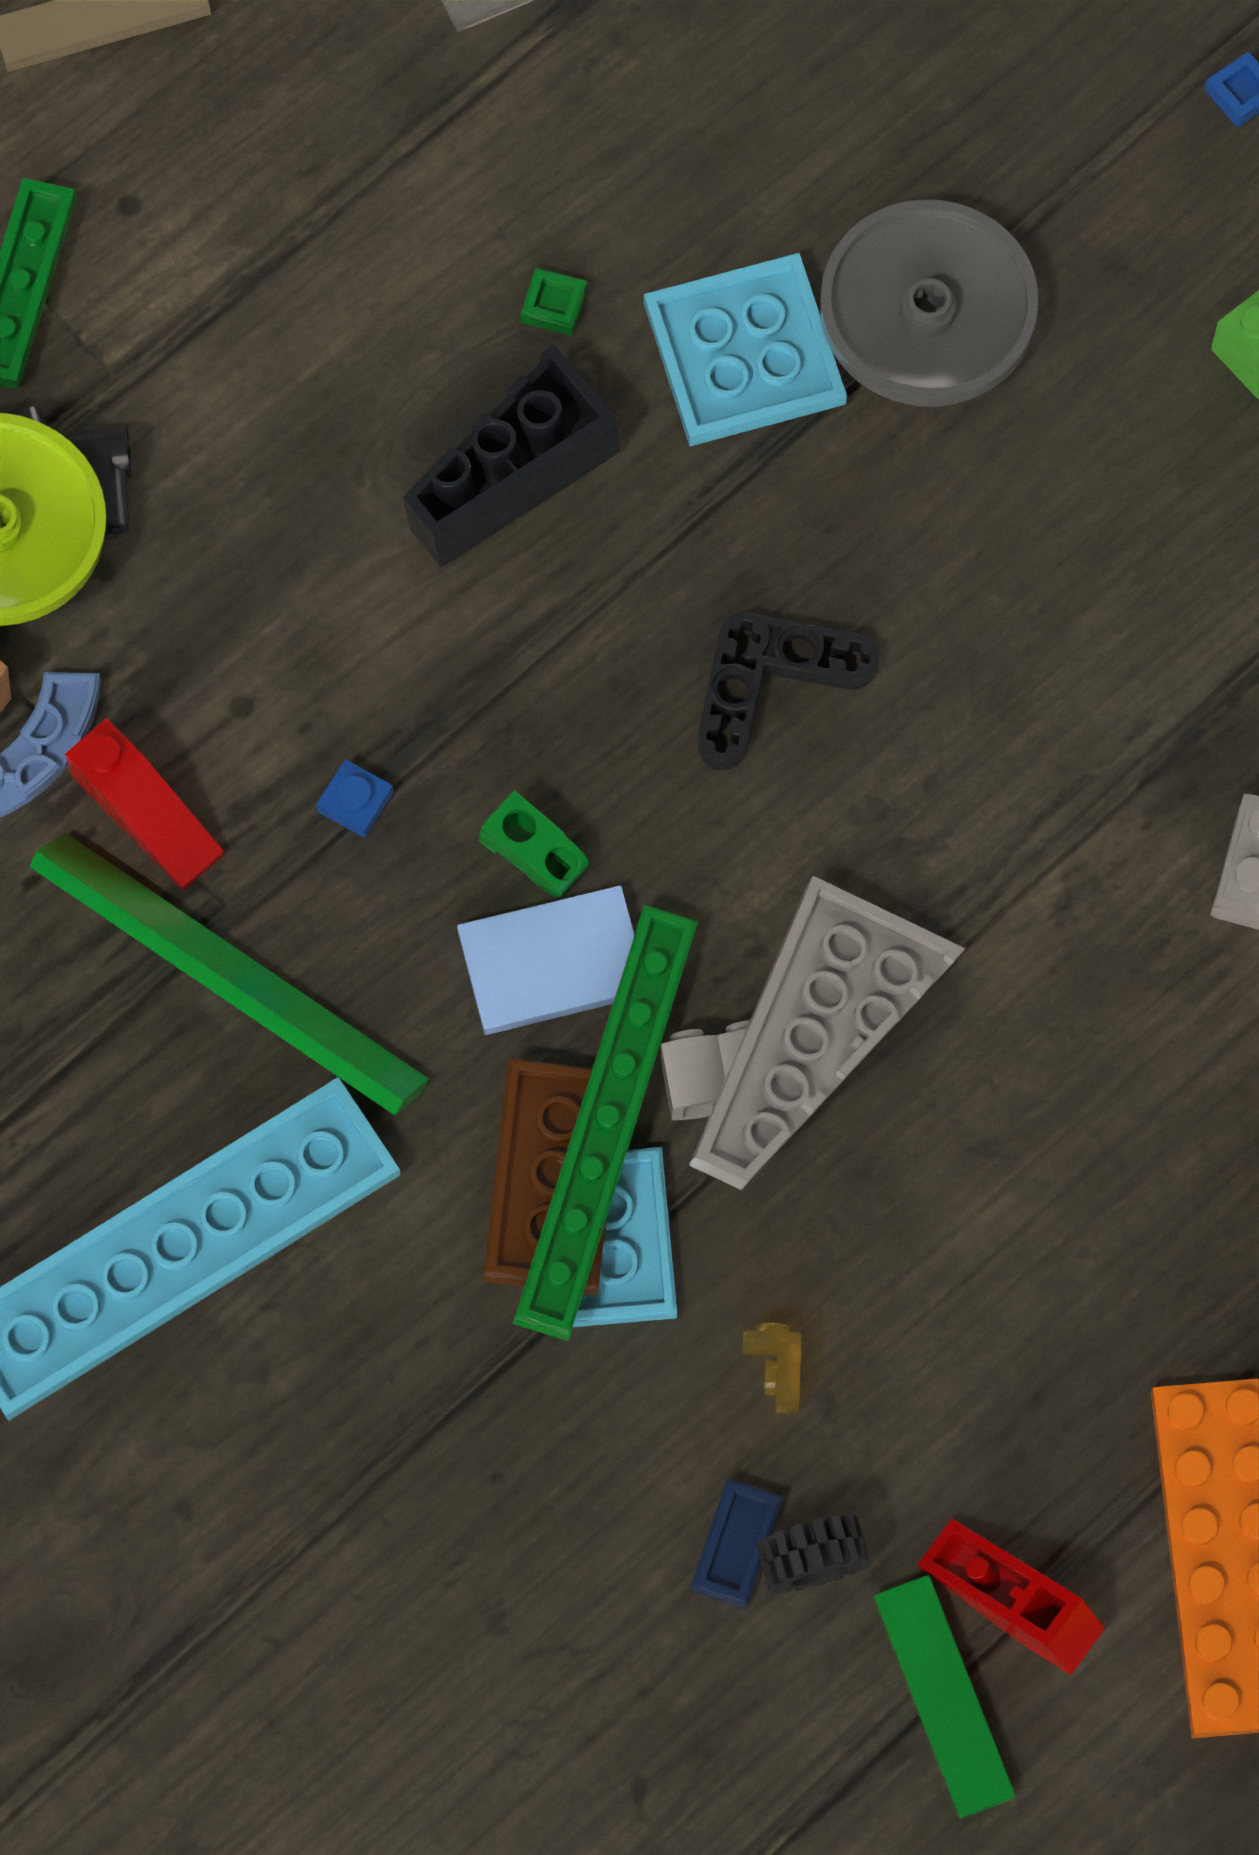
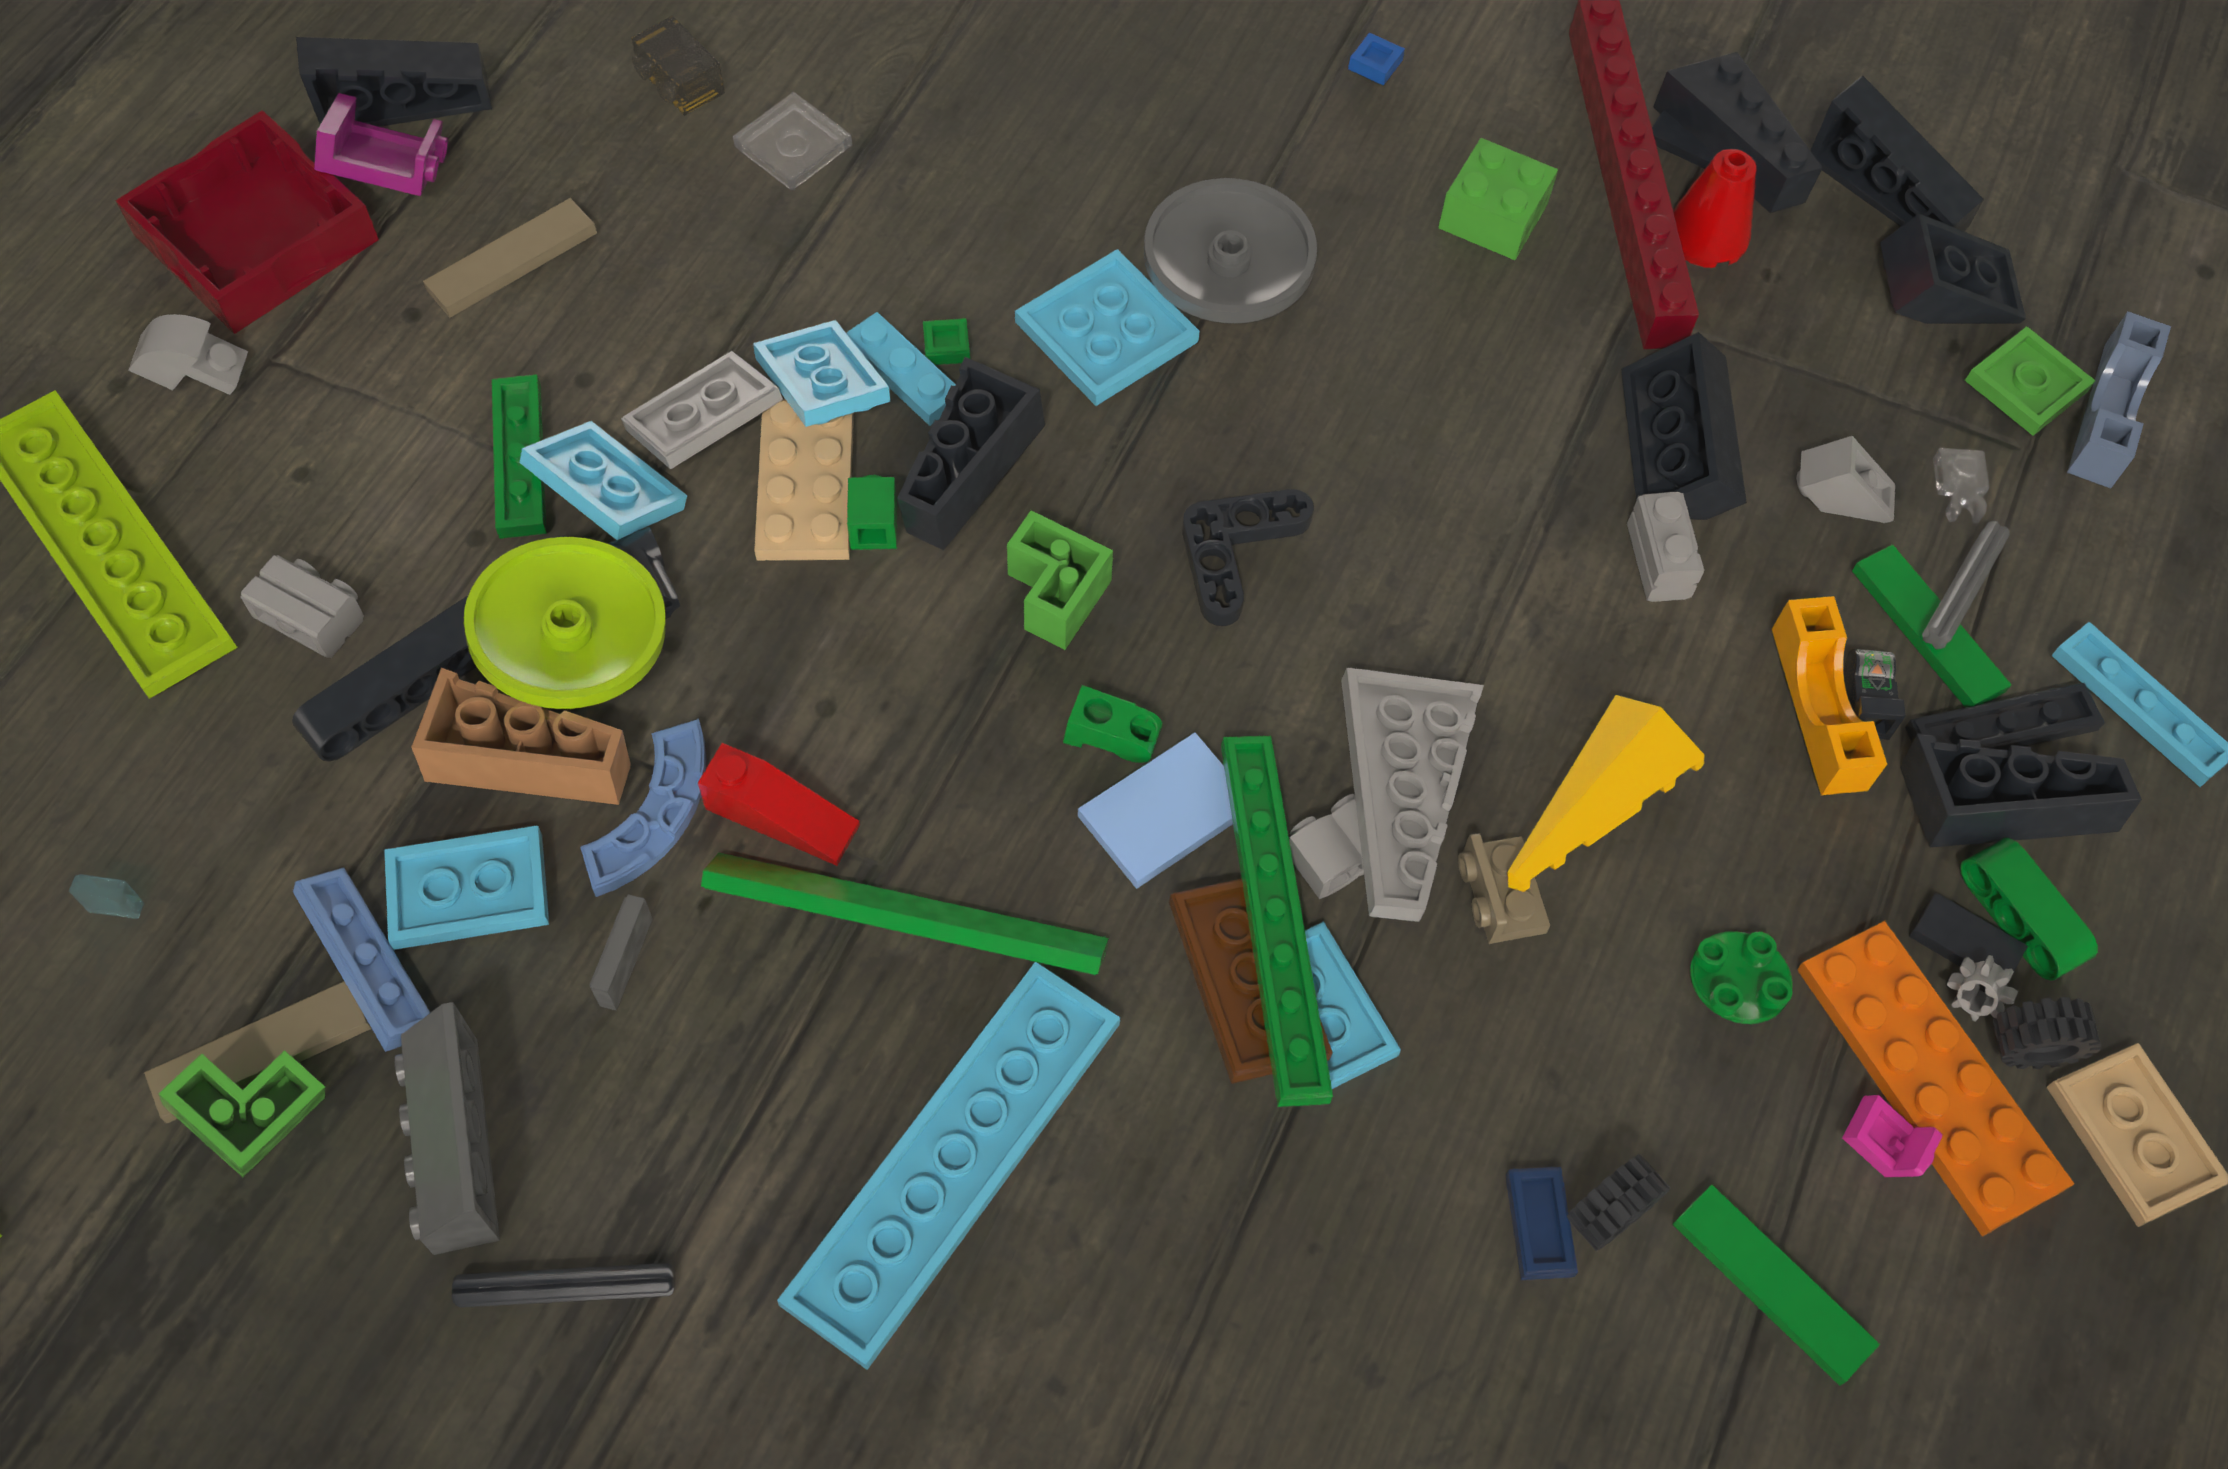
camera: 25 degrees left, 10 degrees down
(99, 351) = (603, 479): none -> medium azure plate
(241, 296) = (701, 409): none -> light grey tile
(324, 422) = (803, 487): none -> tan plate
(355, 798) = (950, 743): blue plate -> none
(375, 494) = (872, 512): none -> green brick
(387, 301) = (821, 373): none -> medium azure plate
(487, 315) = (902, 367): none -> medium azure plate
(557, 655) = (1065, 576): none -> bright green brick
(783, 1375) = (1512, 1061): clear yellow bracket -> none
(874, 1184) = (1496, 907): none -> dark tan bracket
(1013, 1596) = (1790, 1173): red slope -> none
(1066, 1098) = (1621, 765): none -> yellow wedge
(1079, 1376) = (1741, 976): none -> green dish
(1138, 1603) = (1889, 1140): none -> dark pink bracket

